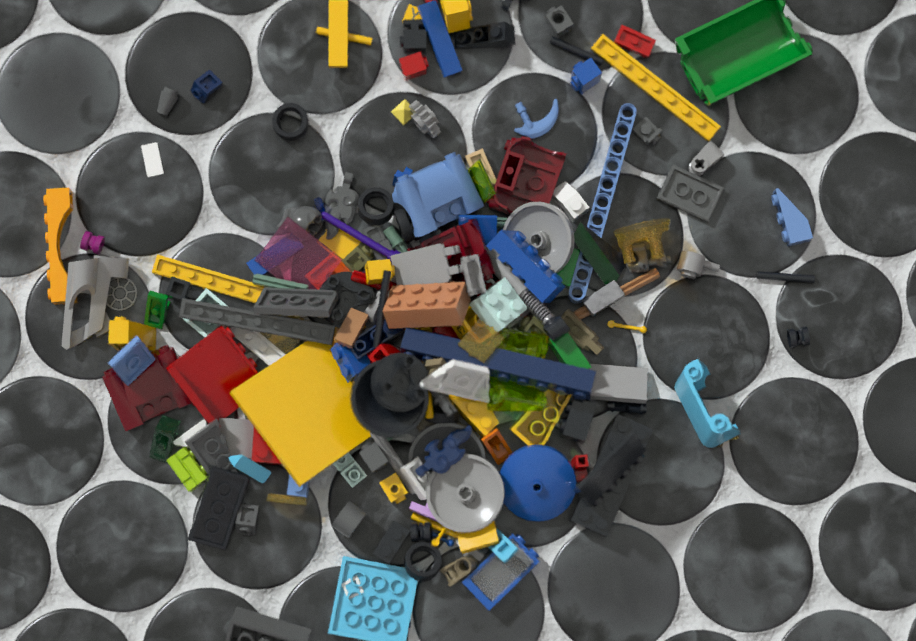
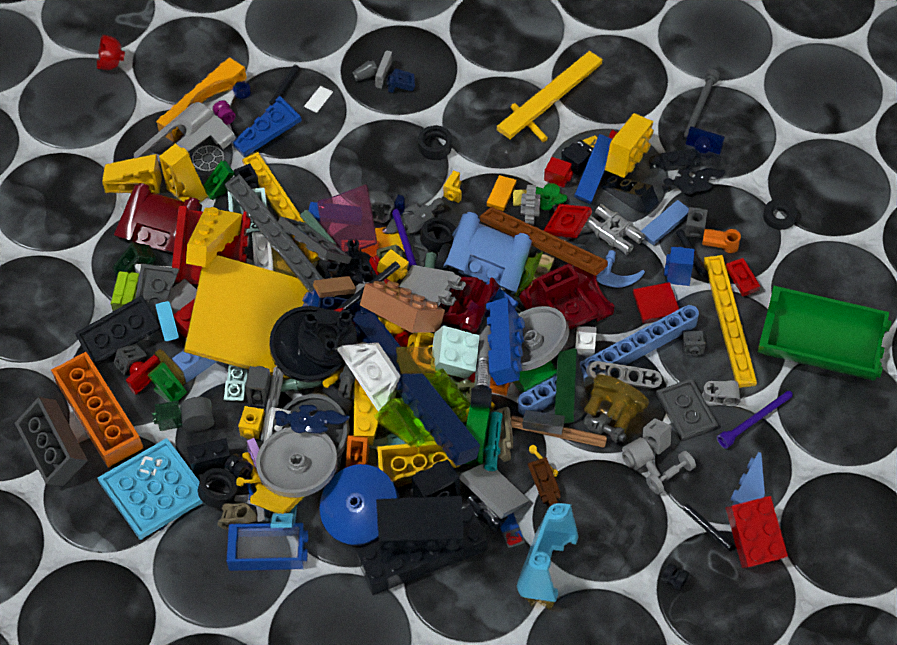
camera: 45 degrees right, 25 degrees down
(81, 206) = (241, 90): none -> clear blue tile
(82, 367) = (123, 175): none -> yellow wedge
(112, 171) = (285, 84): none -> black bar
(132, 360) = (163, 184): medium blue tile -> none
(141, 223) = (265, 128): none -> blue wing
(180, 87) = (383, 69): none -> light grey tile
(219, 369) = (211, 235): none -> yellow wedge
(270, 583) = (97, 409): none -> orange brick
(271, 522) = (139, 374): none -> red tile
(300, 515) = (166, 383): none -> green slope
(326, 539) = (168, 415): none -> clear green brick
(343, 149) = (451, 187): none -> yellow bracket
(385, 122) = (501, 193): none -> light orange tile
(424, 90) = (550, 196): none -> green plate
(462, 105) = (568, 220): none -> red tile
(465, 144) = (545, 241): none -> dark orange tile
(473, 274) = (452, 311): light grey hinge -> none
(509, 73) = (614, 229): none -> light grey pin
(534, 40) = (665, 222): none -> medium blue tile
(586, 349) = (492, 449): none -> teal pin
(590, 22) = (727, 240): none -> orange piece
(590, 120) = (655, 302): none -> red tile
(628, 211) = (624, 374): none -> light grey beam
(646, 344) = (544, 481): none -> reddish brown hinge
(657, 403) = (512, 532): none -> sticker
(693, 238) = (657, 435): none -> light grey brick
(728, 238) = (686, 461): none -> light grey wheel
(740, 193) = (727, 438): none -> dark purple piece
(828, 256) = (756, 532): none -> red brick

